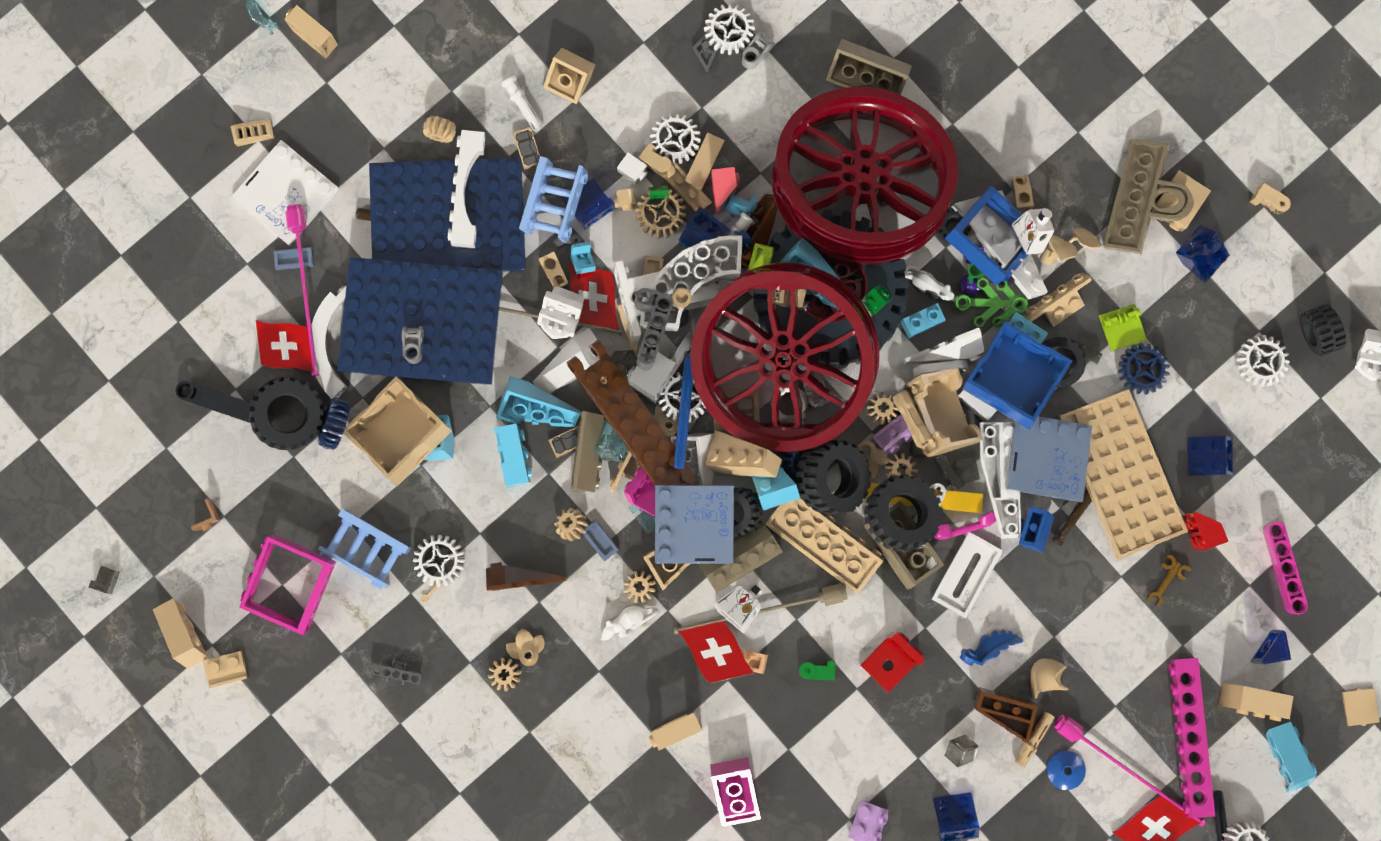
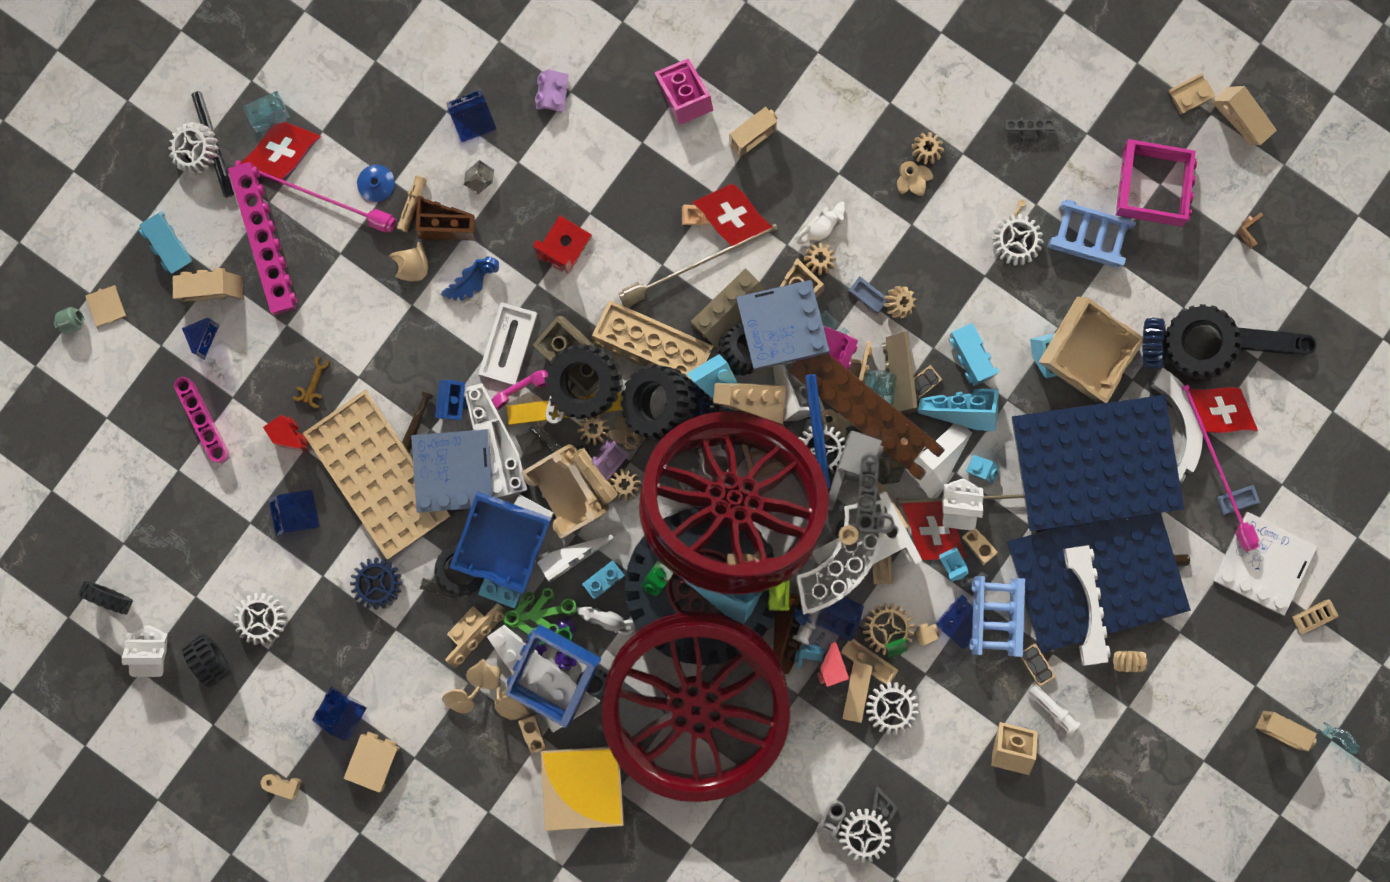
camera: 170 degrees right, 0 degrees up
(105, 580) = (1329, 148): clear smoke panel -> none
(413, 340) = (1101, 436): light grey piece -> none
(508, 577) = (949, 238): reddish brown wedge -> none
(531, 343) = (983, 469): none -> medium azure bracket
(632, 168) = (926, 667): white brick -> none
(656, 163) = (901, 676): tan leg -> none
(740, 606) = (718, 261): white torso -> none
(818, 672) = (631, 218): green leg -> none
(866, 68) = (714, 824): dark tan slope -> none
(962, 365) = (587, 531): white beam -> none
(987, 130) = (581, 788): none -> yellow tile
(1034, 230) = (514, 687): white torso -> none
(1123, 327) = (404, 621): lime hinge -> none
(1138, 194) = (415, 756): dark tan plate -> none

